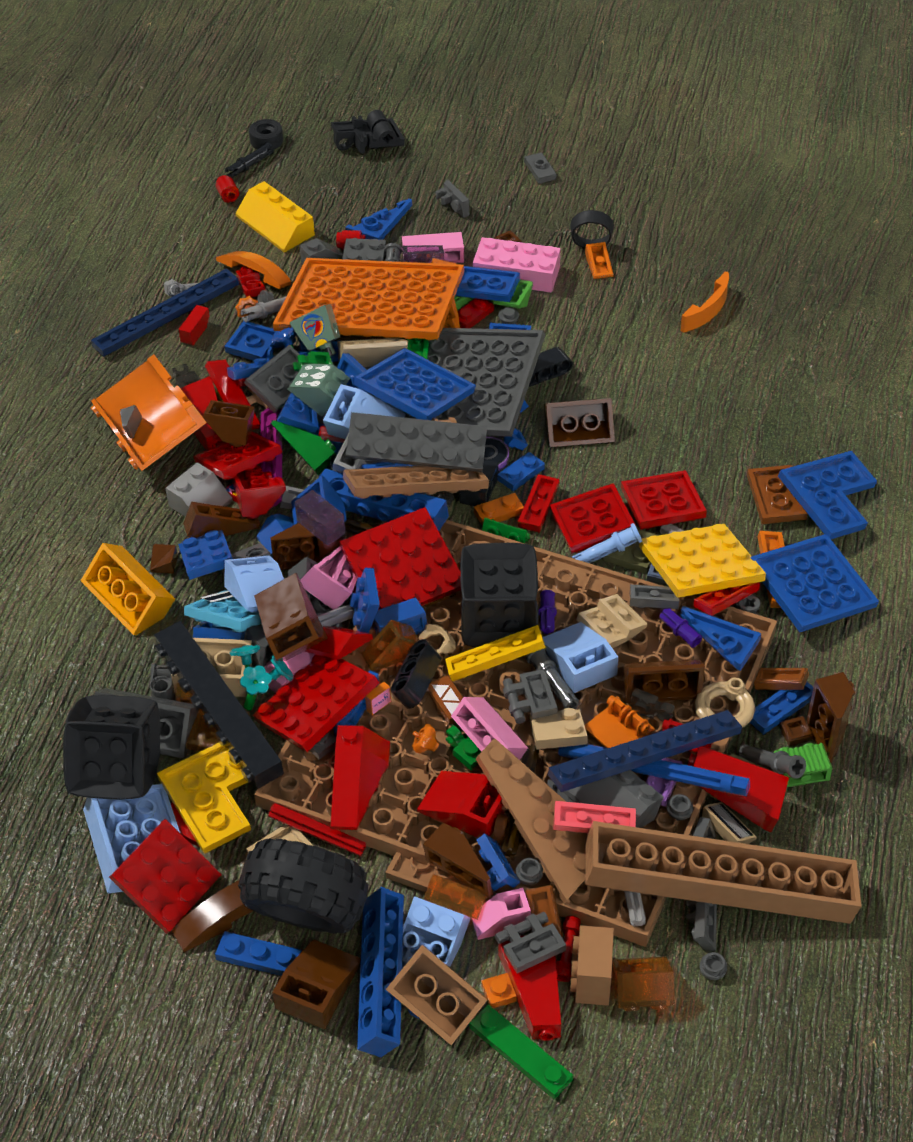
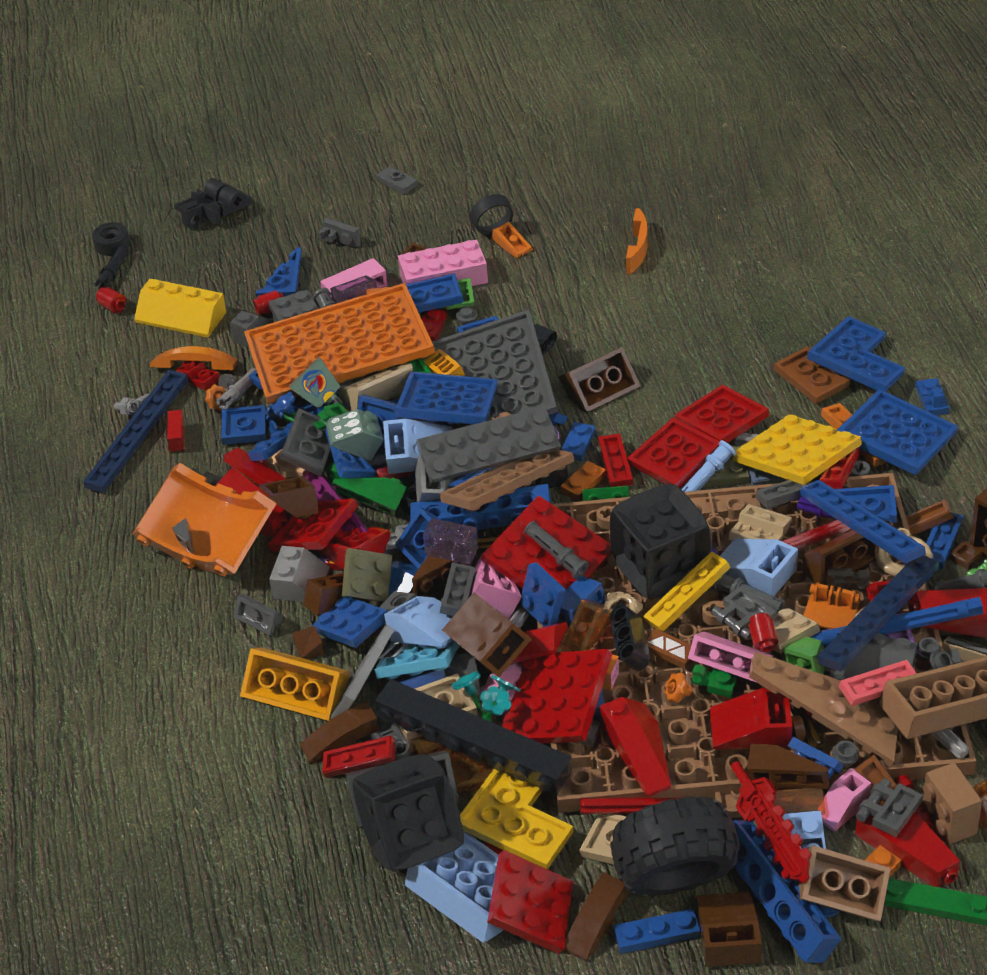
camera: 25 degrees left, 5 degrees down
(126, 651) = (340, 731): none -> reddish brown slope
(126, 678) = (359, 756): none -> red tile
(141, 516) = (256, 614): none -> dark grey plate
(176, 606) = (363, 671): none -> light grey tile
(244, 518) = (366, 575): none -> olive plate
(300, 561) = (457, 588): none -> dark grey plate
(407, 572) = (564, 556): none -> dark grey pin
(408, 885) = (757, 805): none -> red bar
(441, 353) = (455, 369): none -> light orange slope
(527, 722) = (763, 632): none -> red brick
(553, 755) = (805, 654): none -> bright green slope
(661, 650) = (817, 534): none -> red axle
(679, 823) = (940, 659): none -> dark grey plate
(689, 657) = (863, 521): none -> blue tile
(878, 562) = (932, 396): none -> blue hinge

